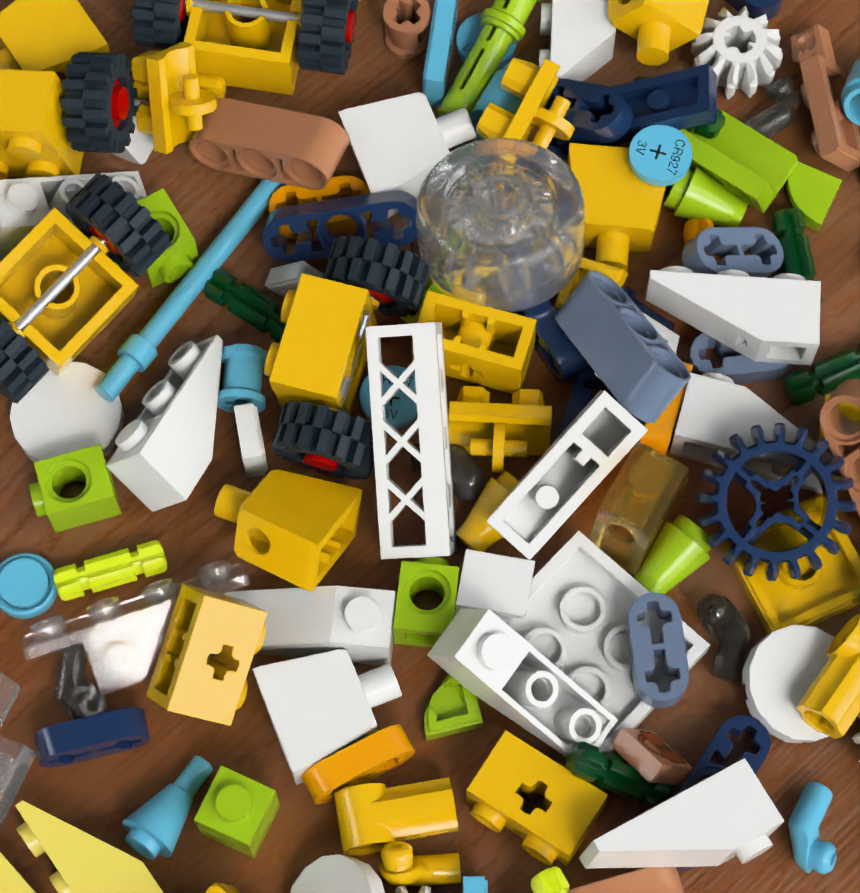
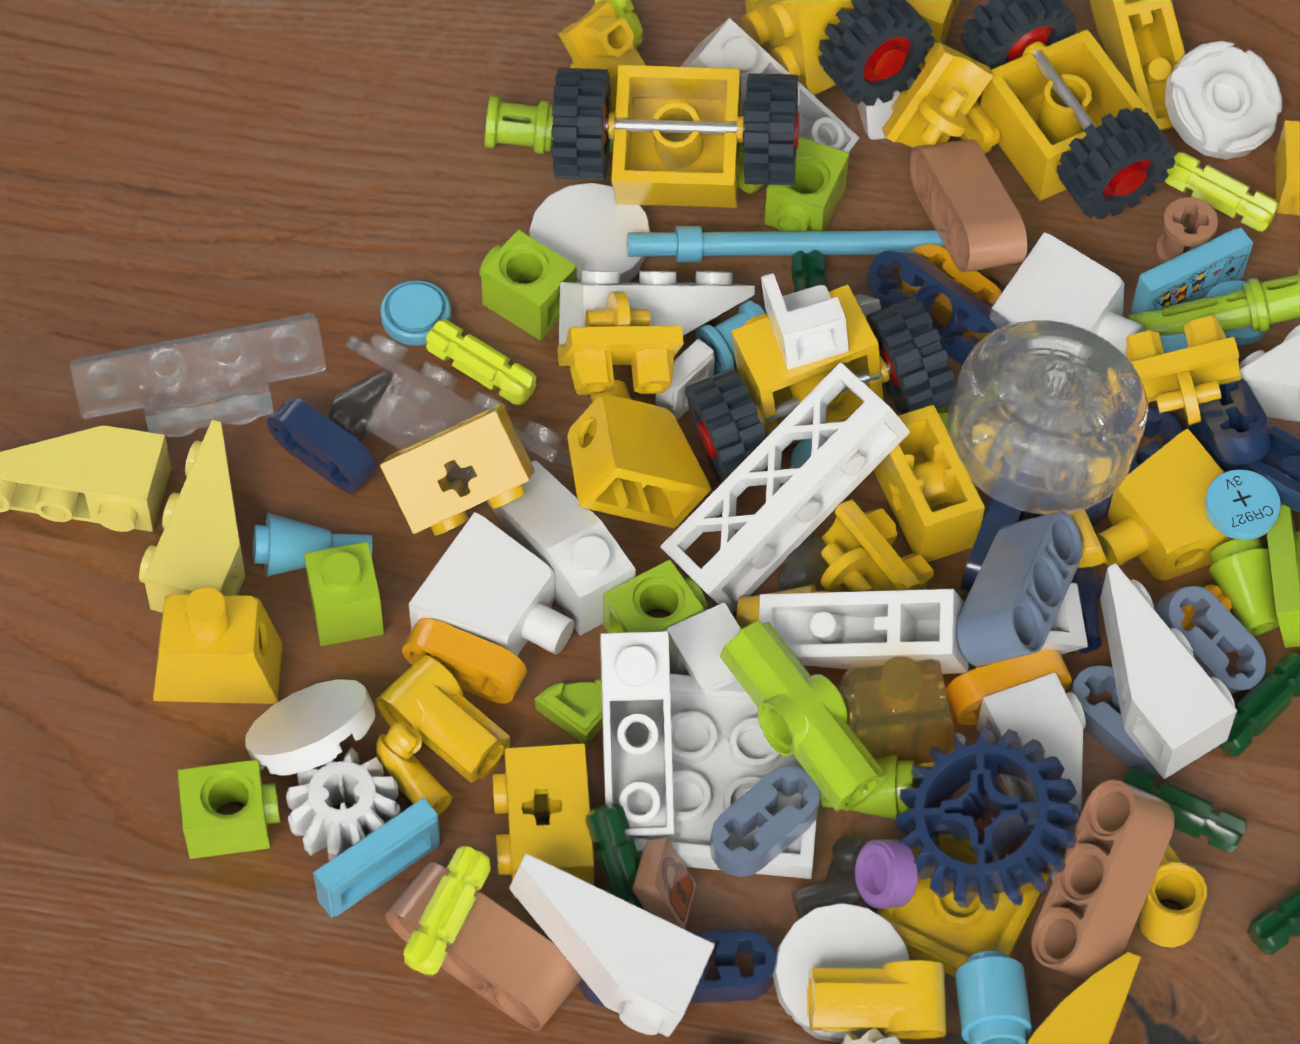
camera: 50 degrees right, 10 degrees down
(228, 450) = (620, 338): none -> yellow hips
(314, 325) = (805, 323): none -> white panel
(609, 565) = (802, 716): none -> lime piece
(758, 599) = (886, 873): none -> medium lavender tile

